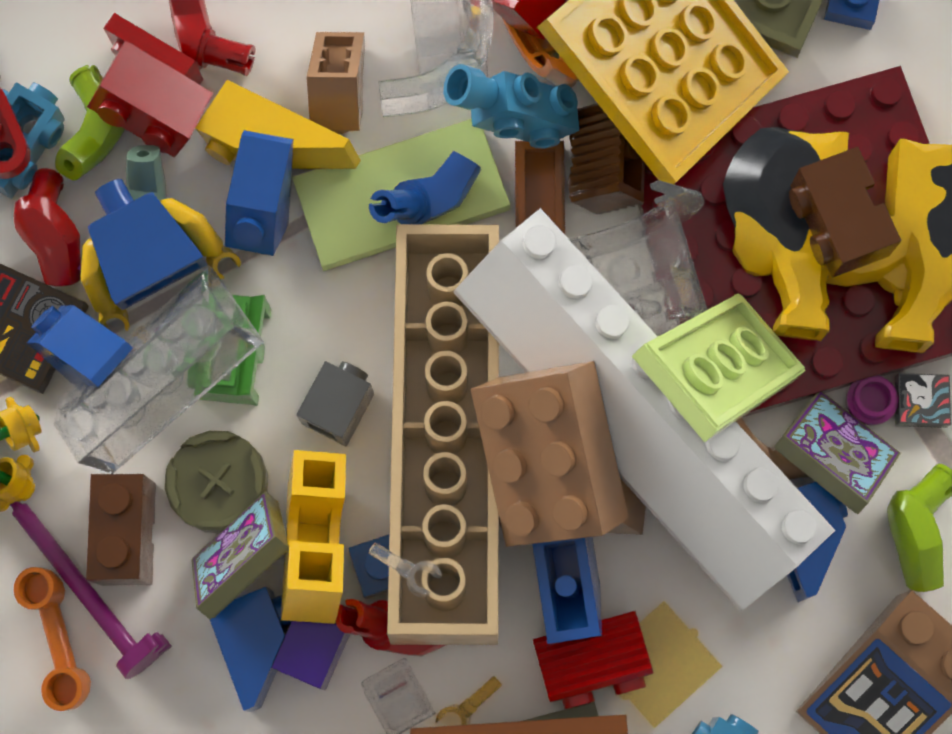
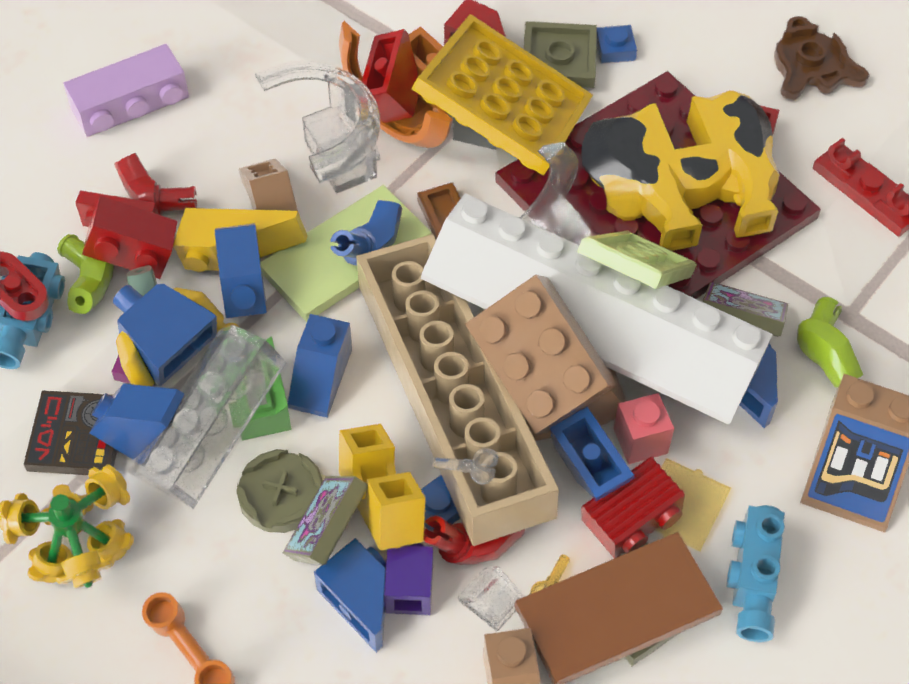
camera: 25 degrees left, 20 degrees down
(49, 229) = (79, 351): red arm -> none
(121, 529) = (218, 543): reddish brown brick -> none
(135, 655) = (264, 637): magenta piece -> none
(313, 334) = (319, 365): none -> blue slope
(336, 401) = (355, 398): dark grey brick -> none
(514, 105) = (412, 153): dark azure brick -> none
(605, 166) = (490, 175): reddish brown brick -> none
(648, 562) = (643, 428): none -> coral brick
(841, 214) = (677, 145): reddish brown brick -> none
(872, 400) = (751, 275): magenta plate -> none
(923, 400) = (786, 266): tile -> none

